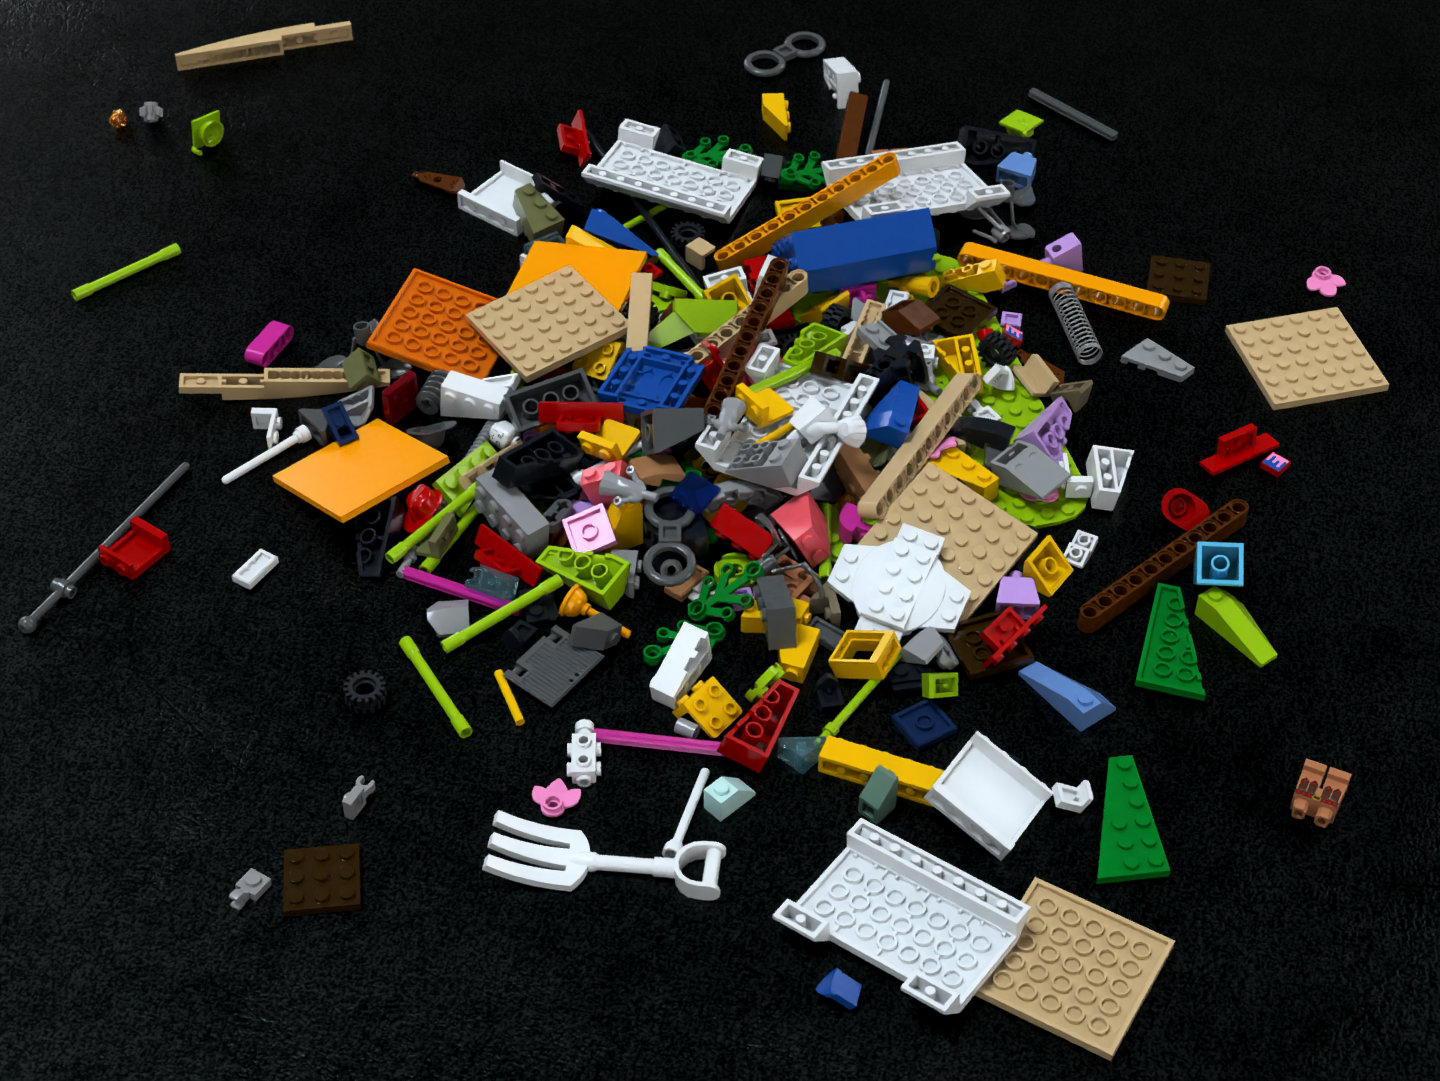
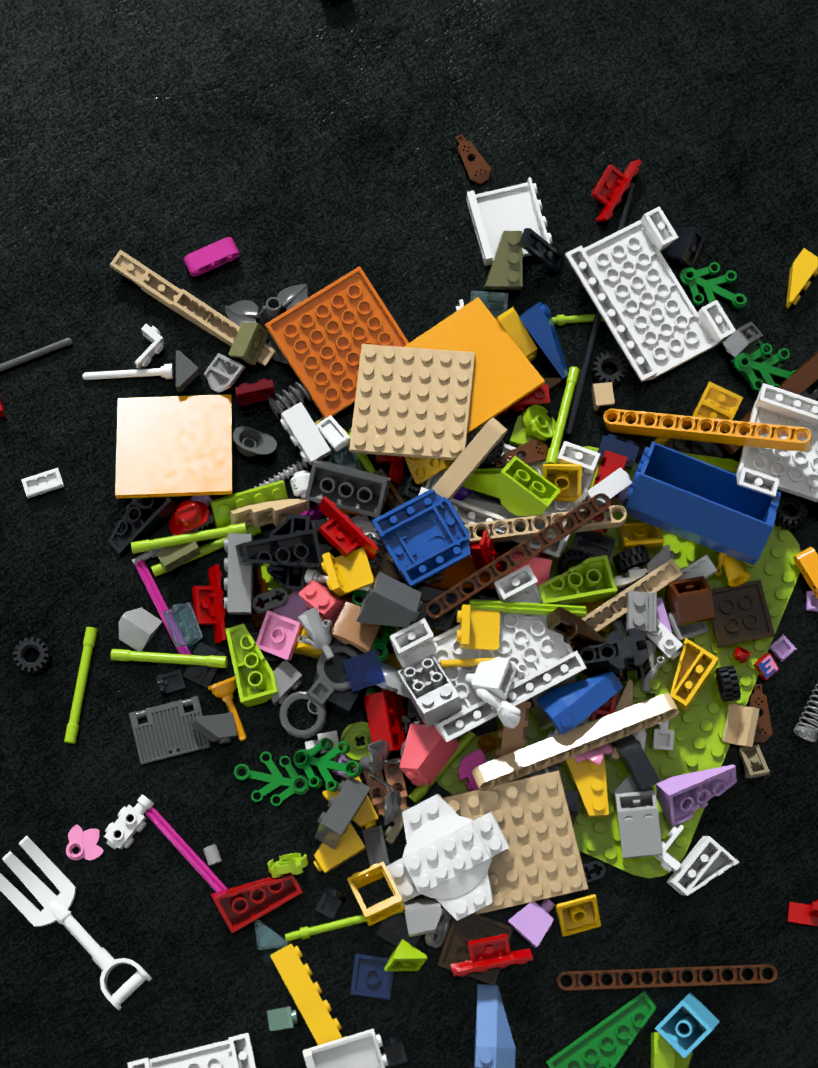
camera: 35 degrees right, 30 degrees up
(89, 288) = (209, 96): lime piece -> none
(340, 425) = (193, 388): dark blue slope -> none
(509, 697) = (121, 733): yellow bar -> none
(675, 844) = (124, 947): white piece -> none
(681, 666) = (243, 805): white wedge -> none
(682, 591) = (330, 724): medium nougat plate -> none
(709, 707) = (239, 849): yellow bracket -> none
(726, 796) = (192, 934): light aqua slope -> none
(731, 411) = (431, 632): light grey piece -> none
(861, 292) = (678, 542): dark pink hips -> none
(978, 277) = (790, 589): yellow slope -> none
(1000, 378) = (710, 711): white tile -> none
(1080, 548) = (621, 913): white slope -> none
(1184, 508) = (728, 941): red piece -> none

